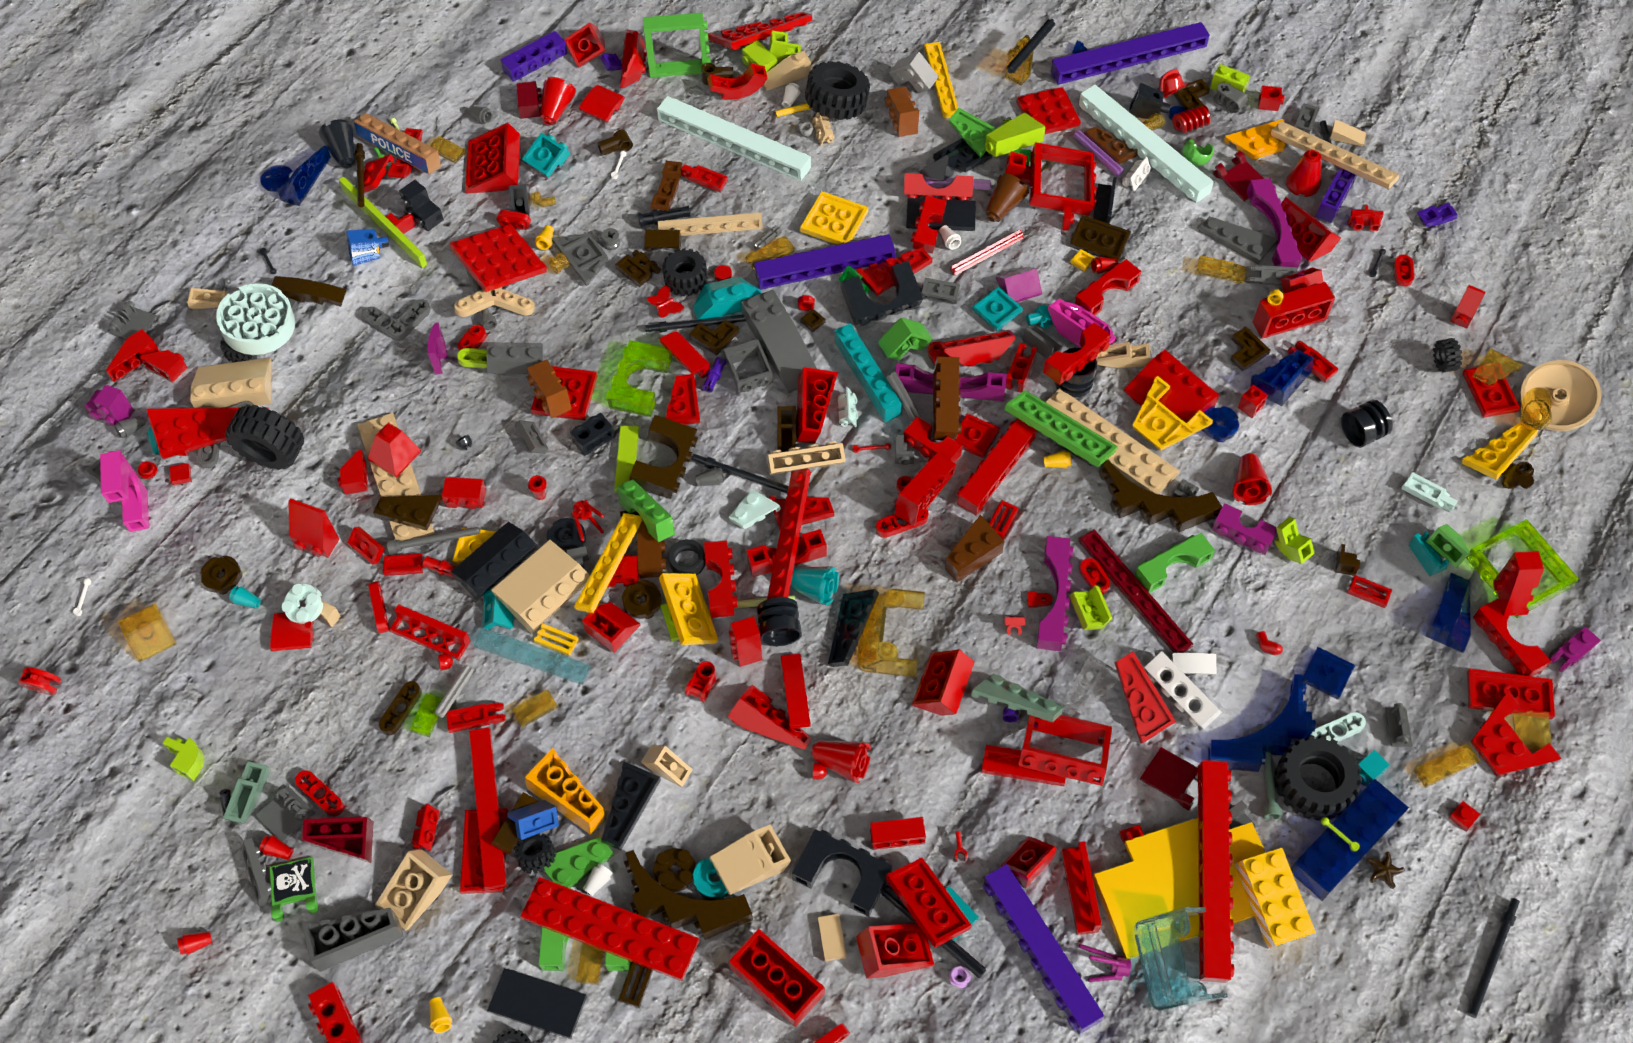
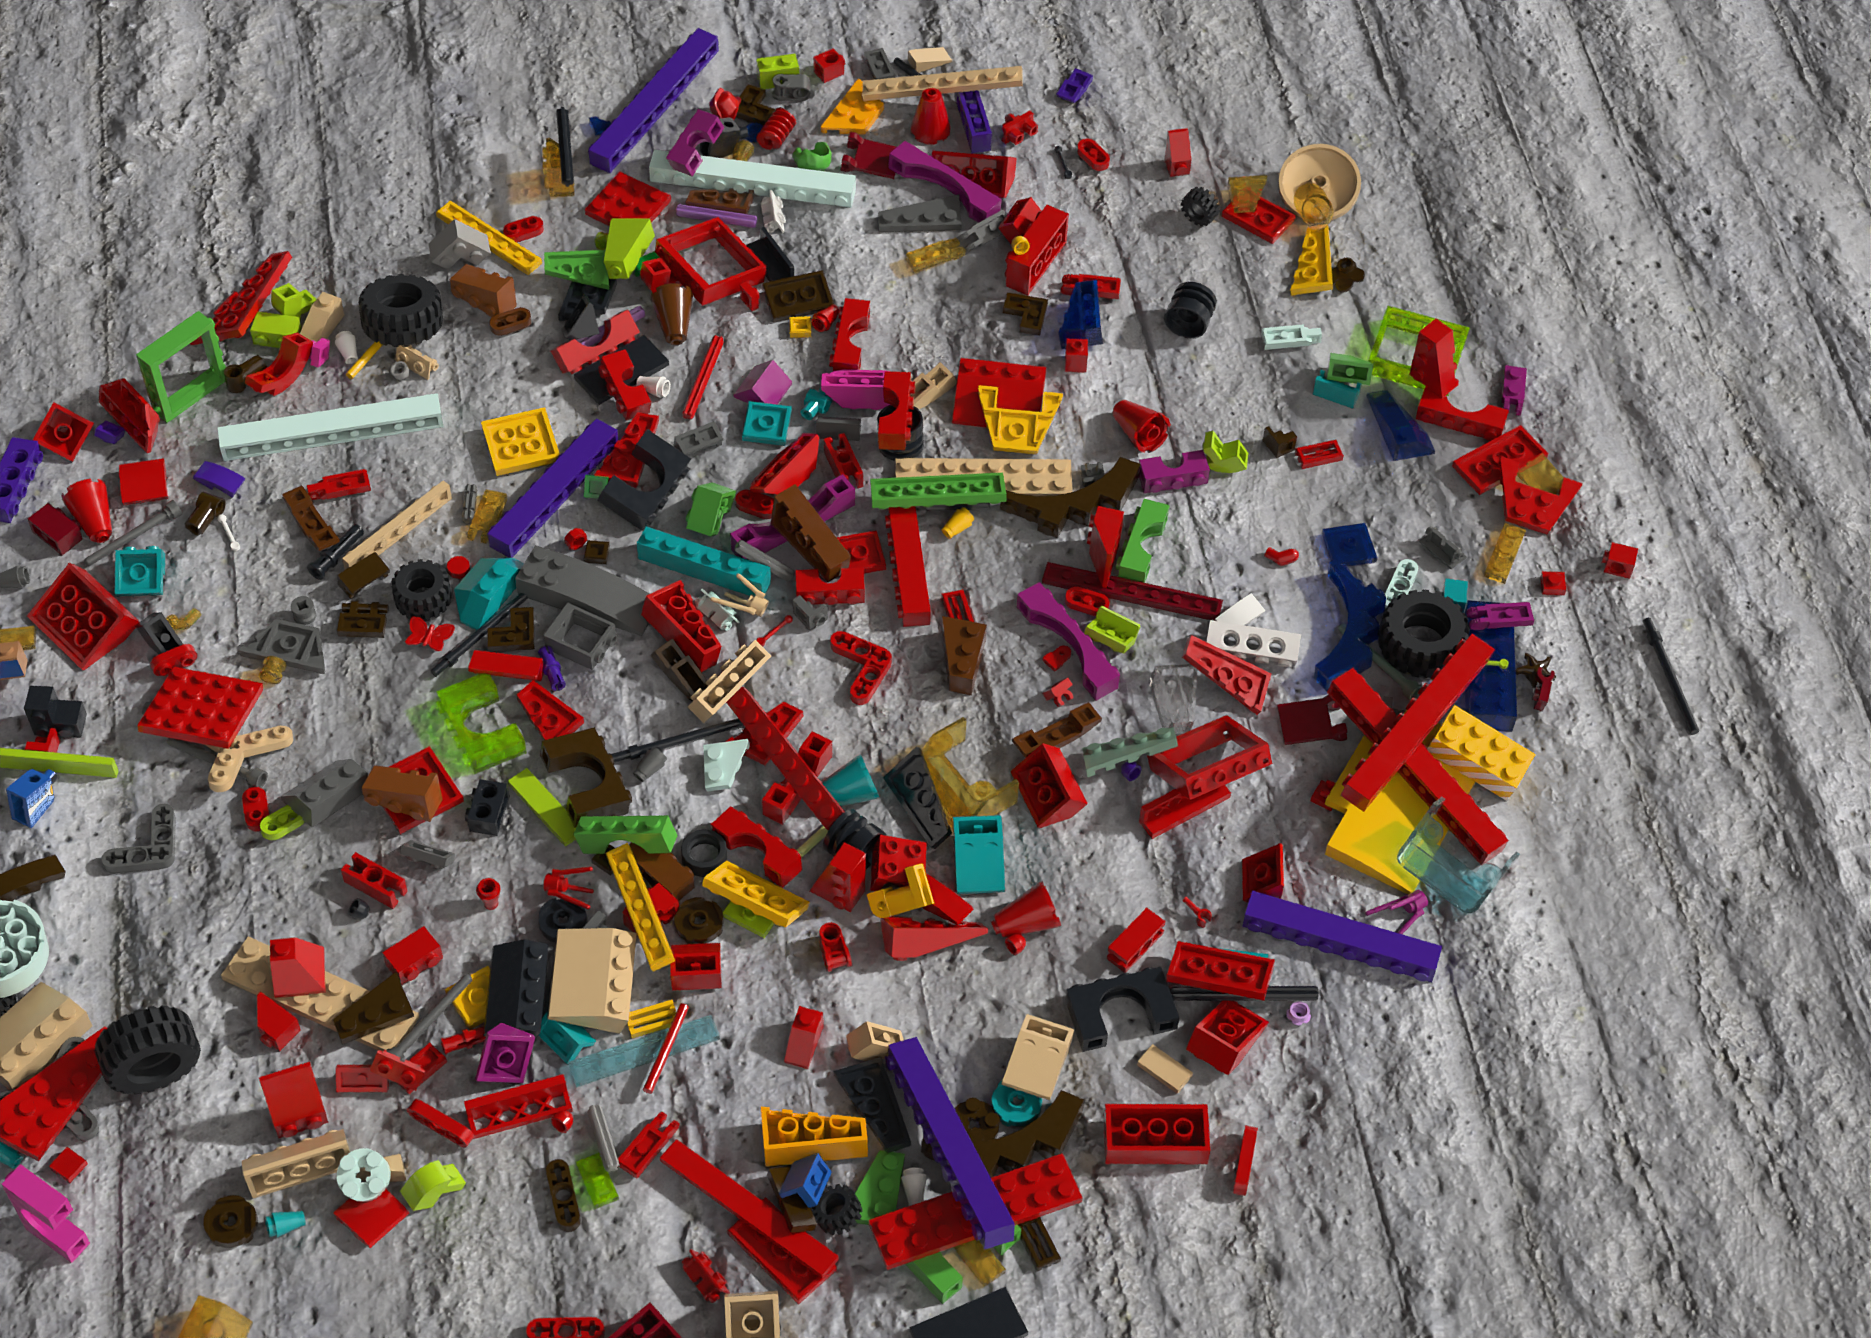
camera: 45 degrees left, 5 degrees down
(281, 566) = (295, 1163): none -> tan slope
(336, 638) = (429, 1183): none -> lime brick
(387, 562) = (401, 1072): none -> red hinge
(436, 348) = (236, 841): magenta slope -> none
(445, 593) = (505, 1055): none -> magenta slope
(489, 436) = (372, 871): none -> red piece
(534, 708) = (696, 1093): clear yellow tile -> none
(542, 664) = (665, 1048): none -> red bar
(544, 239) = (229, 656): yellow cone -> none
(598, 130) = (170, 511): none -> dark grey piece
(628, 725) = (804, 1037): none -> red slope
(632, 872) = (950, 1144): none -> dark purple brick
(643, 128) = (217, 476): none -> dark purple slope
(770, 87) = (319, 352): none -> dark pink tile
(775, 686) = (893, 902): none -> yellow piece
(792, 658) = (891, 858): none -> red bracket
(851, 692) = (979, 854): none -> teal slope
(872, 421) = (754, 605): none -> tan plant
(901, 140) = (510, 321): none -> reddish brown plate
(924, 488) = (869, 630): red wedge -> none
(967, 87) = (524, 228): none -> red plate
(986, 652) = (1060, 733): none -> reddish brown slope
(1081, 889) = (1326, 865): red fence -> none
(1129, 86) = (701, 128): none -> magenta arch
(1145, 543) = (1104, 541): none -> red slope
(1229, 427) = (1075, 389): clear blue plate -> none
(1238, 838) = (1416, 723): none -> red brick
(1369, 891) = (1542, 693): none -> dark red plate
(1386, 809) = (1500, 615): none -> magenta hinge
(1536, 838) = (1620, 560): none -> red brick

